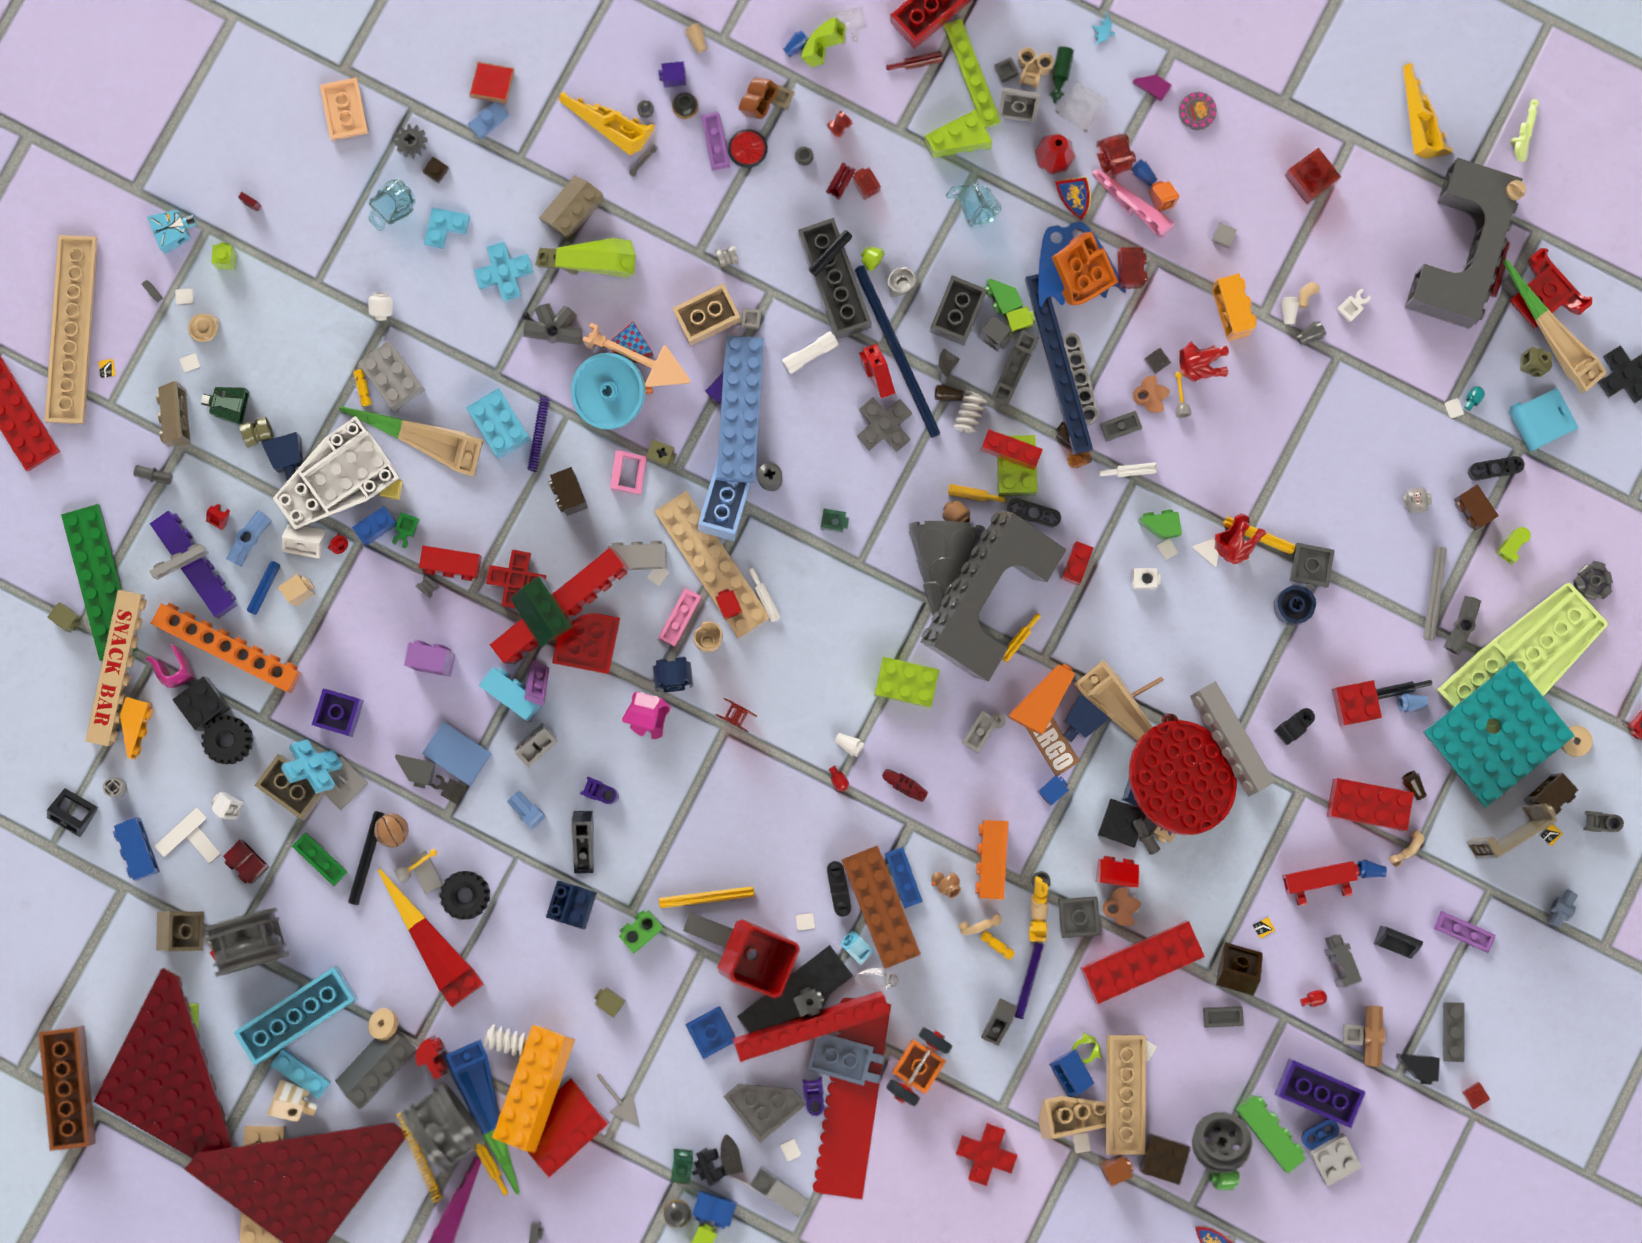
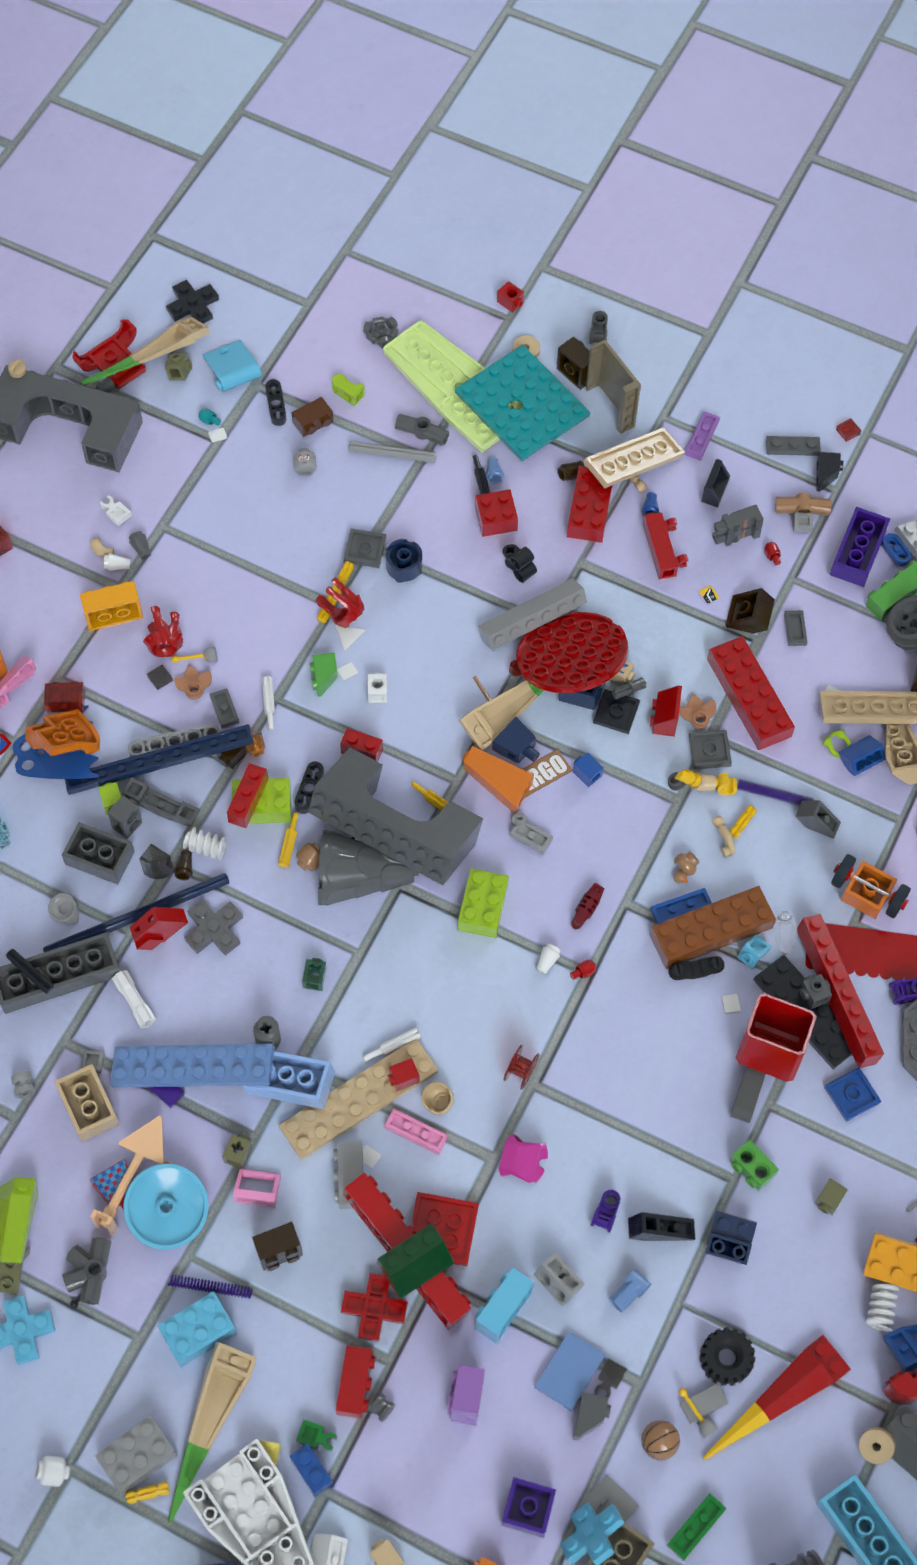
camera: 90 degrees left, 20 degrees down
(338, 544) = (331, 1516): red plate -> none
(365, 861) = (693, 1473): black axle -> none
(536, 683) = (492, 1274): medium lavender tile -> none
(672, 675) = (479, 1133): dark blue brick -> none
(706, 897) = (713, 1100): yellow axle -> none
(844, 1059) = (869, 961): sand blue tile -> none
(872, 257) = (35, 937): lime cone -> none
(992, 859) = (660, 820): orange slope -> none
(1004, 297) = (88, 811): bright green slope -> none
(1224, 235) = (37, 618): light grey tile -> none
(1425, 853) = (634, 457): none -> tan plate
(1562, 908) = (677, 360): sand blue axle -> none

